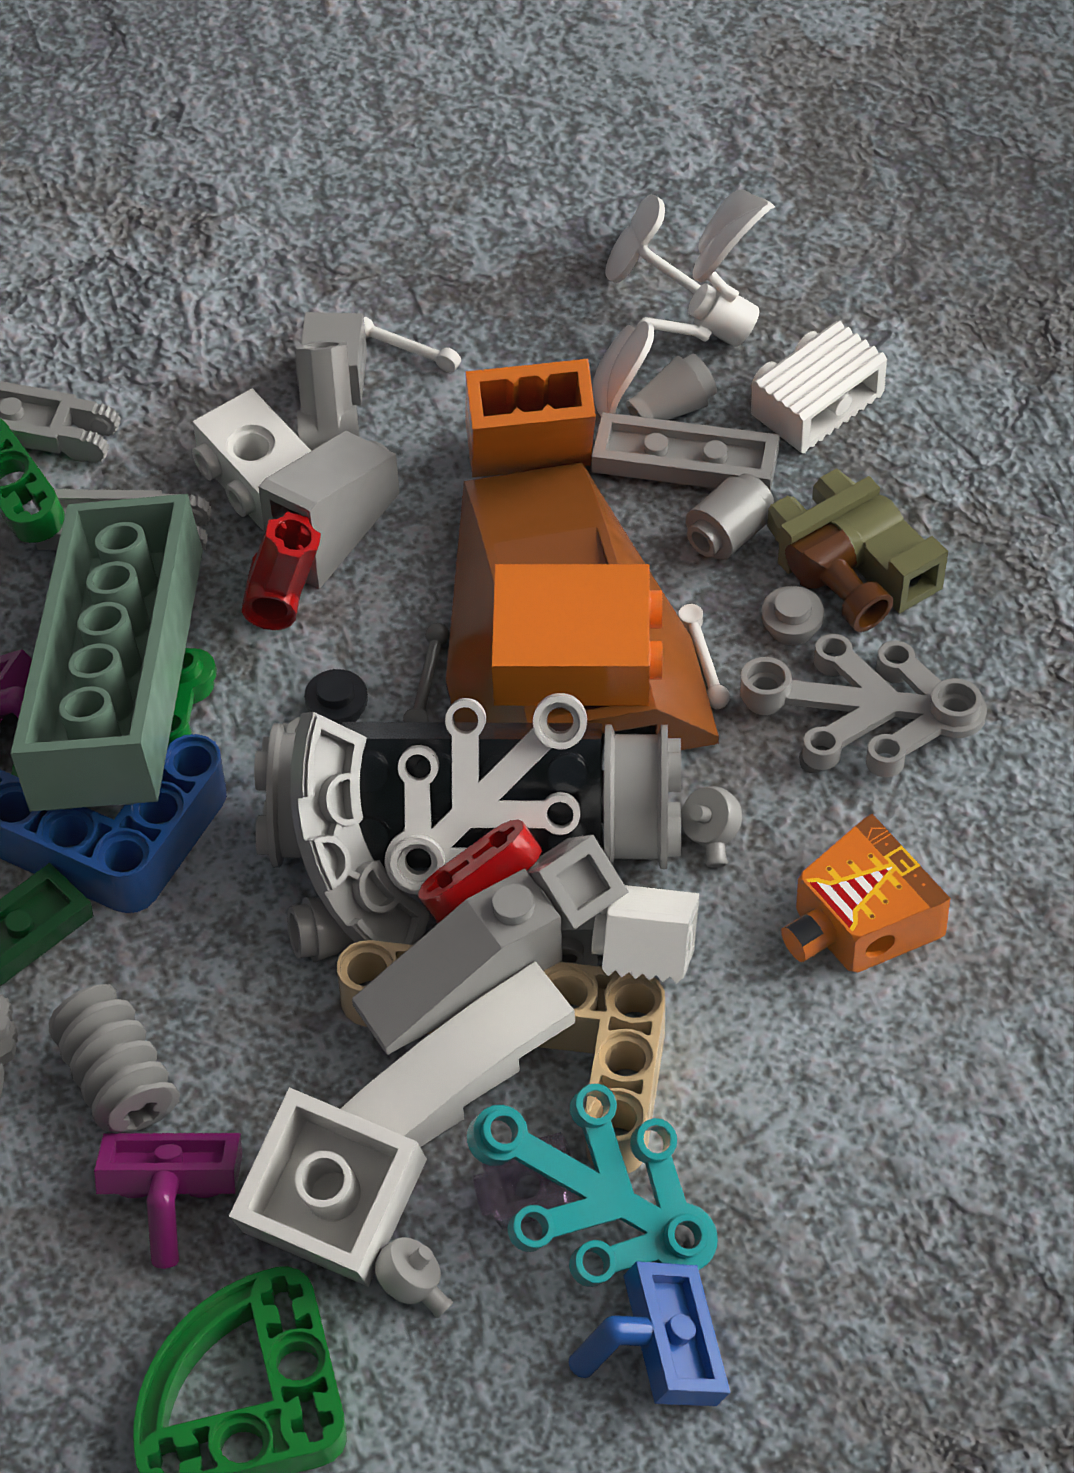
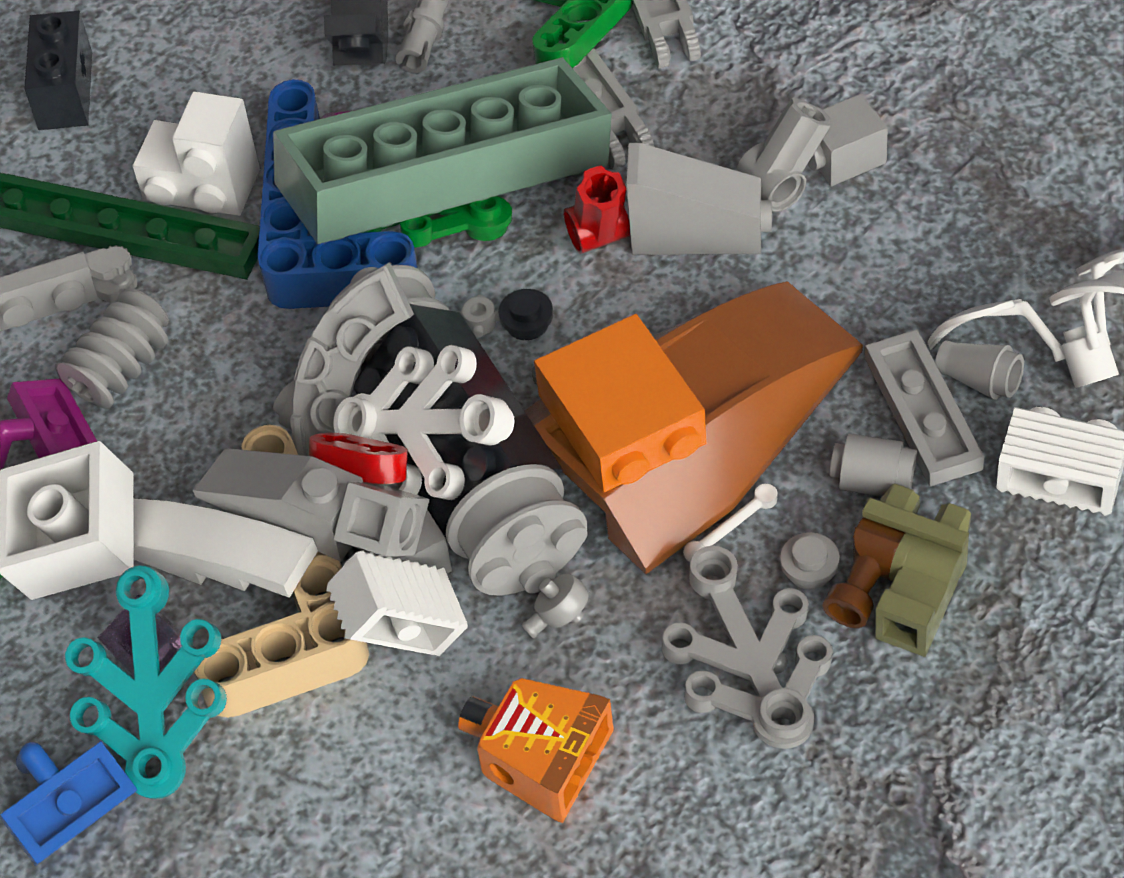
camera: 65 degrees right, 0 degrees up
(242, 447) = (717, 128): white brick -> none
(411, 1274) = (40, 613): light grey piece -> none
(446, 359) = (904, 147): white hinge -> none
(529, 417) = (844, 274): orange brick -> none

